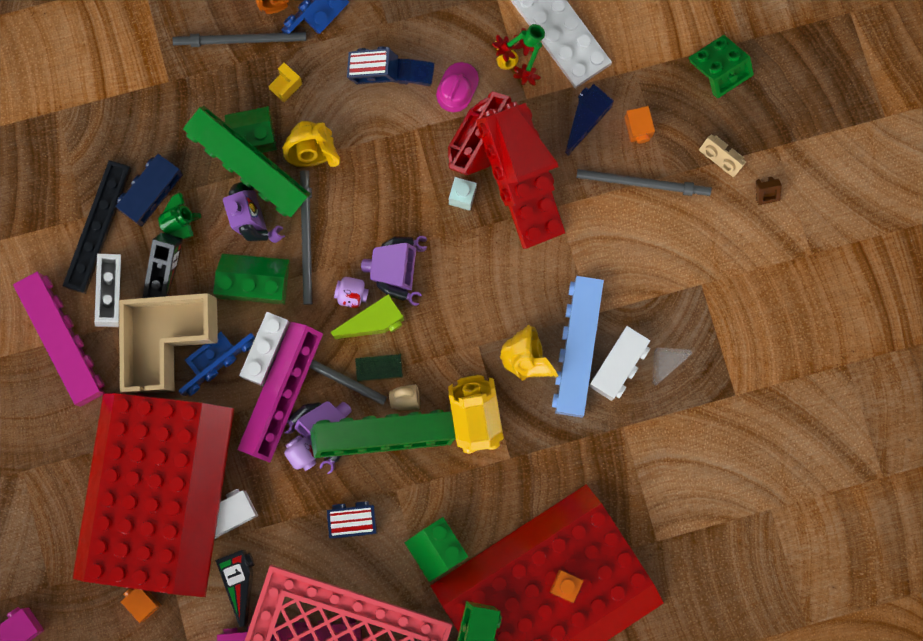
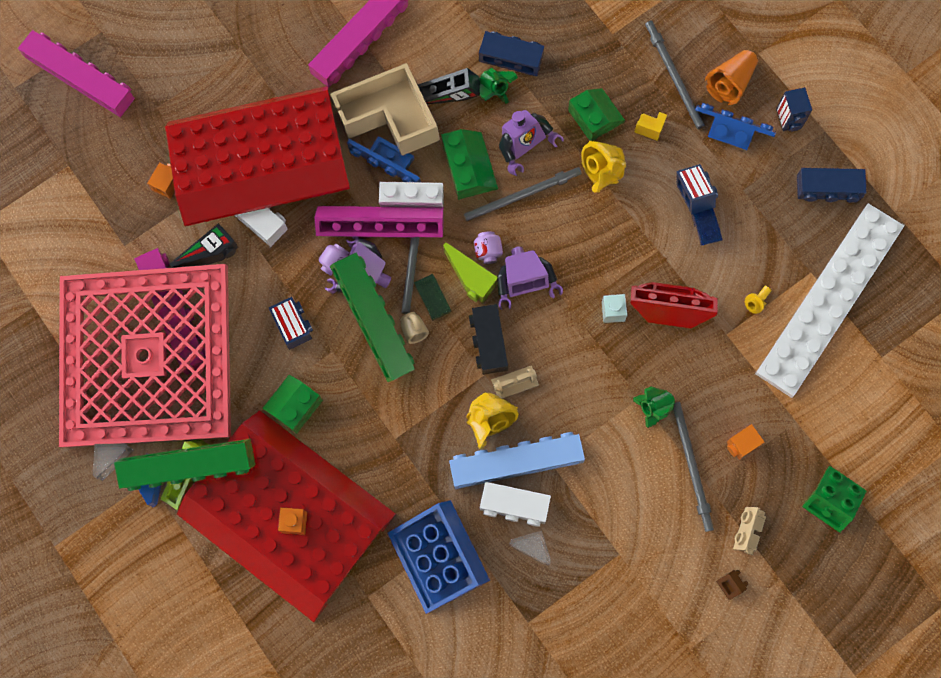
camera: 75 degrees right, 5 degrees down
(96, 227) = (464, 26): black tile -> none
(107, 290) = (414, 52): white brick -> none
(246, 161) = (564, 116): green brick -> none
(446, 327) = (488, 339): none -> black brick
(457, 87) = (711, 270): dark pink piece -> none
(475, 414) = (420, 391): yellow brick -> none
(498, 318) = (515, 382): none -> tan hinge
(522, 172) = (652, 349): red wedge -> none
(528, 40) = (779, 311): plant -> none
(574, 192) = (655, 404): none -> green brick
(591, 108) = (737, 392): clear blue slope -> none
(644, 457) = (438, 556): none -> blue slope

